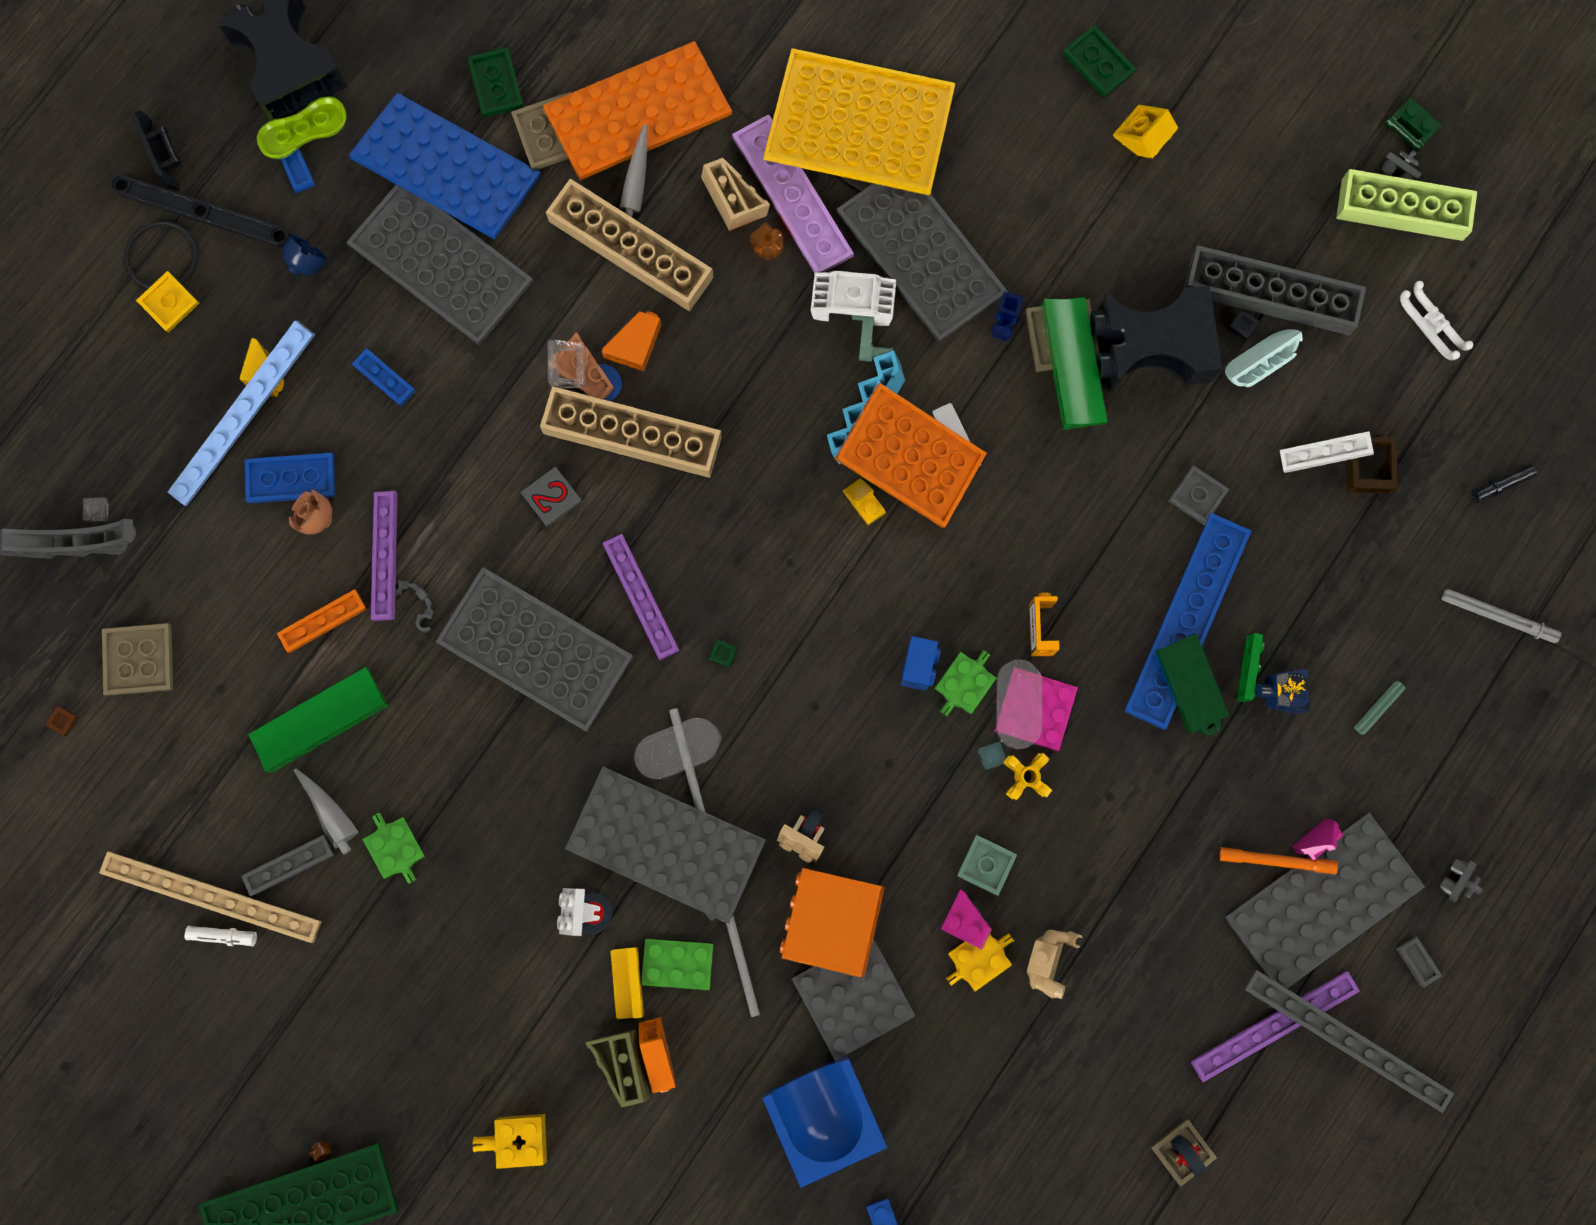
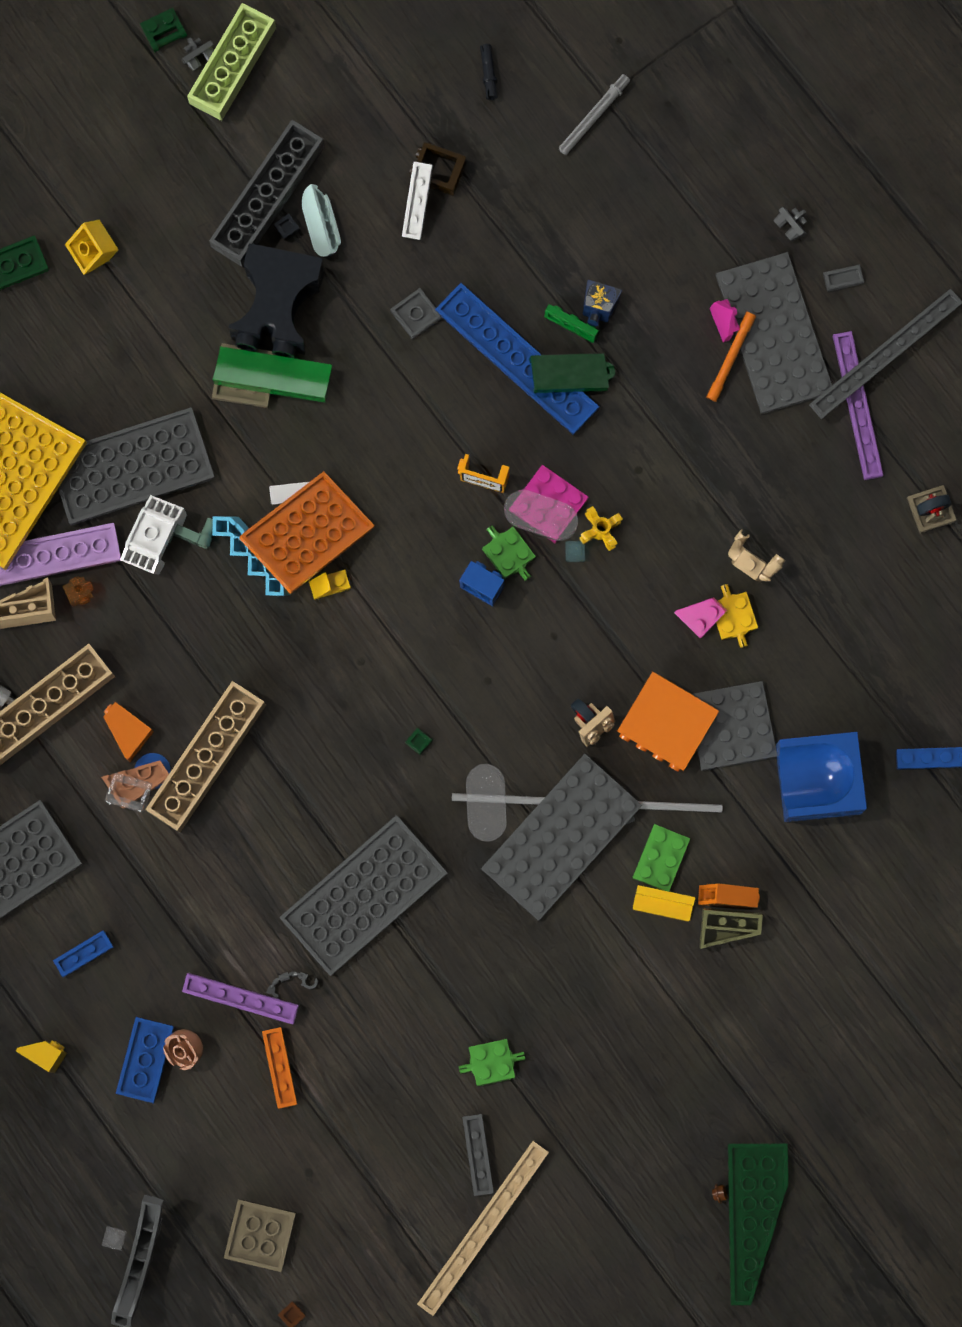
camera: 70 degrees left, 0 degrees up
(230, 937) = (516, 1232): white pin -> none
(241, 413) = (78, 1080): light blue plate -> none
(317, 720) = (363, 1095): green arch -> none
(332, 818) = (451, 1107): light grey piece -> none
(504, 1143) = (758, 1040): yellow brick -> none
(551, 497) = (237, 842): dark grey tile -> none
(583, 912) = (595, 921): white plate -> none
(640, 597) = (347, 794): medium lavender tile -> none
(986, 865) = (661, 585): sand green plate -> none
(1007, 315) = (211, 414): clear blue brick -> none
(1379, 707) = (636, 234): sand green axle -> none
(1433, 323) = (337, 76): white piece -> none

